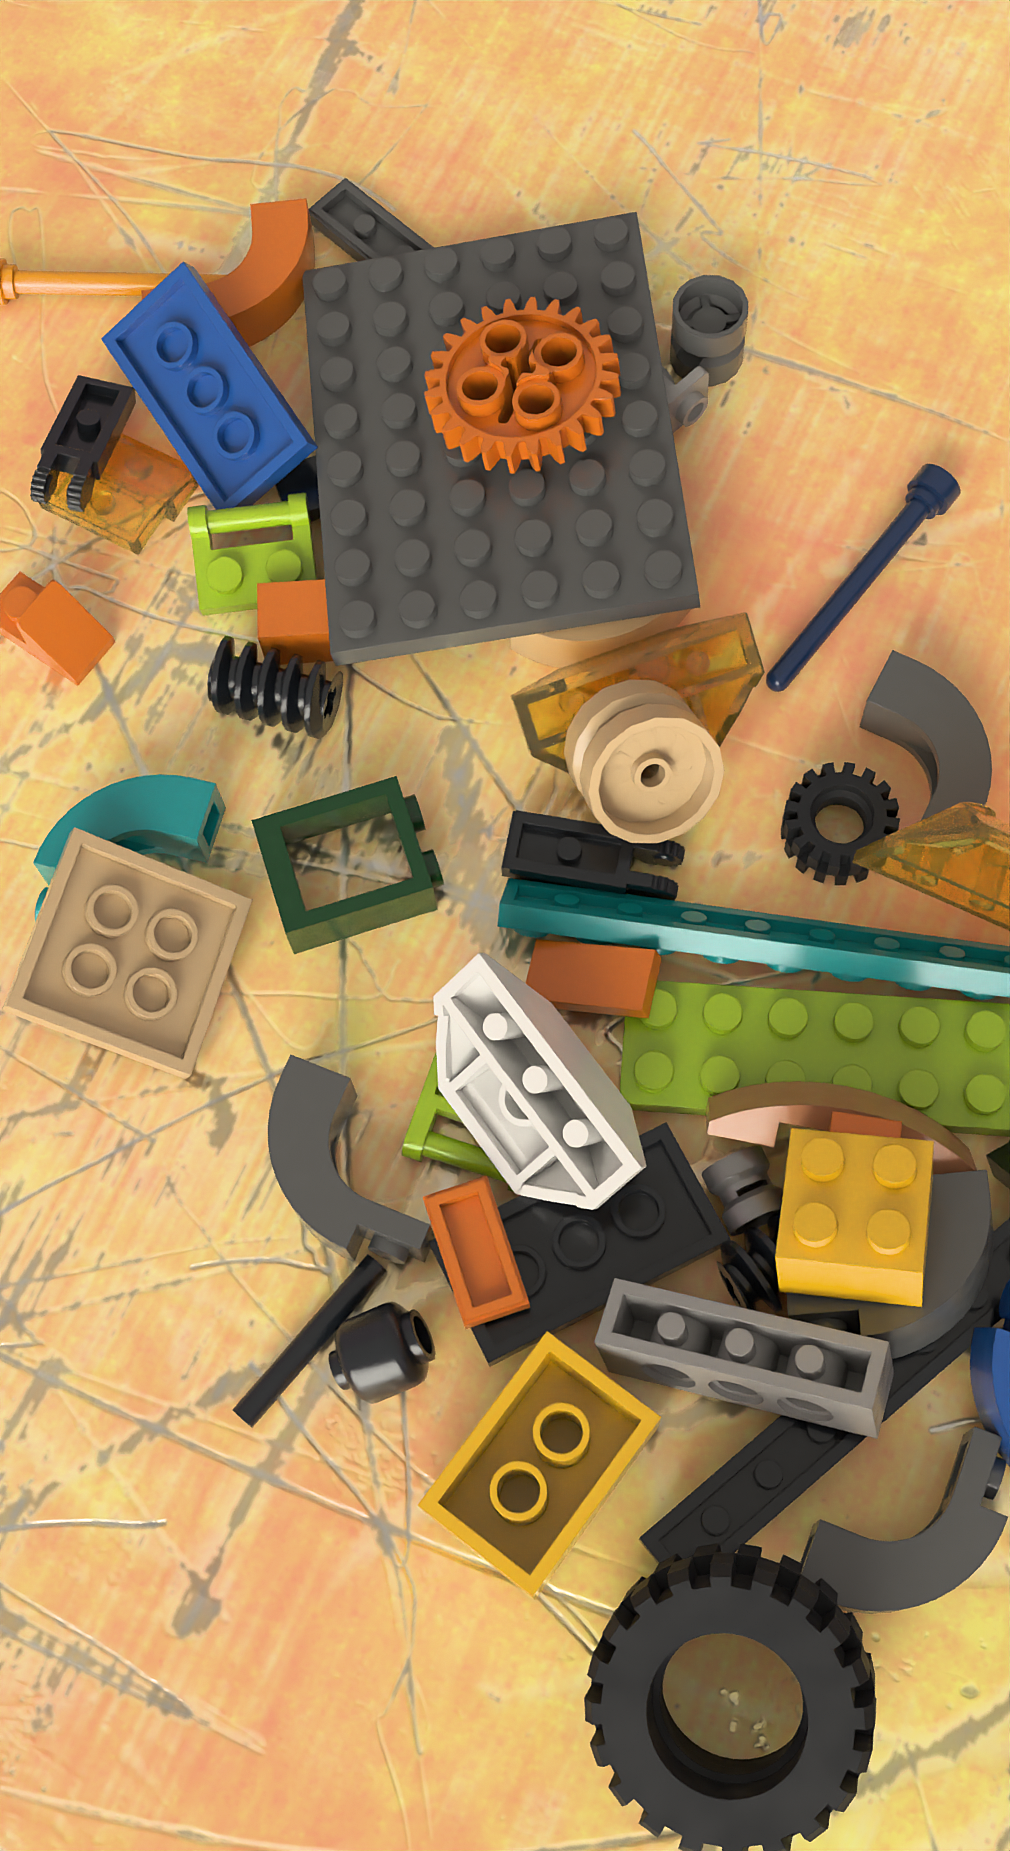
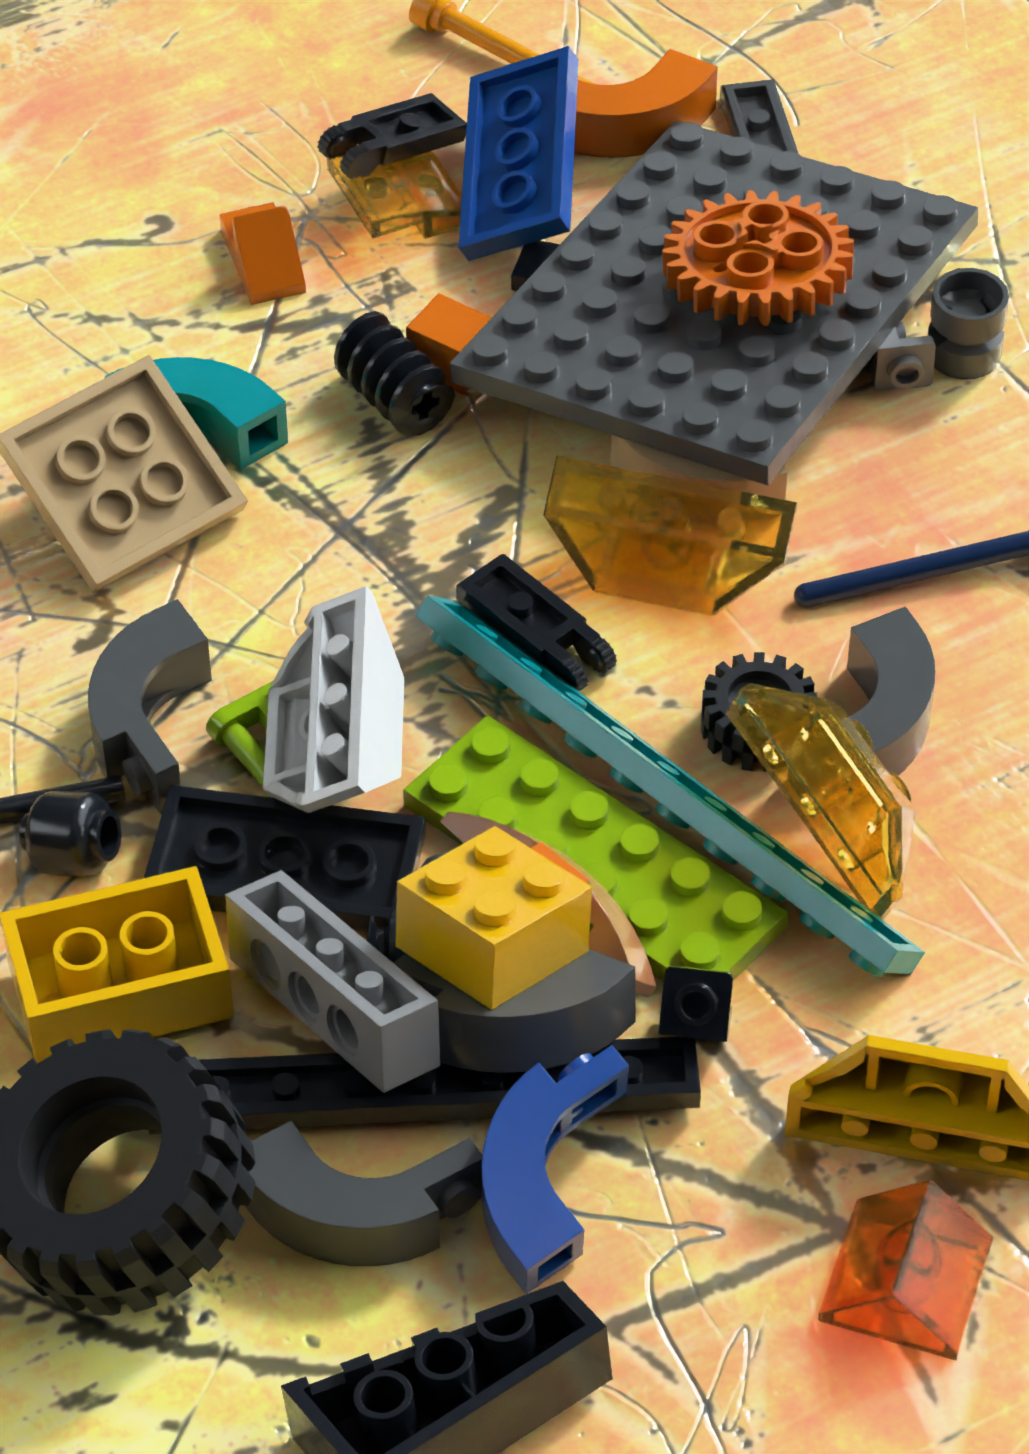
camera: 30 degrees right, 20 degrees down
(230, 575) = (425, 278): lime plate -> none
(364, 911) = (330, 556): dark green window -> none
(476, 1252) = (197, 807): orange tile -> none
(595, 977) = (460, 695): orange tile -> none
(643, 761) = (590, 554): tan wheel -> none

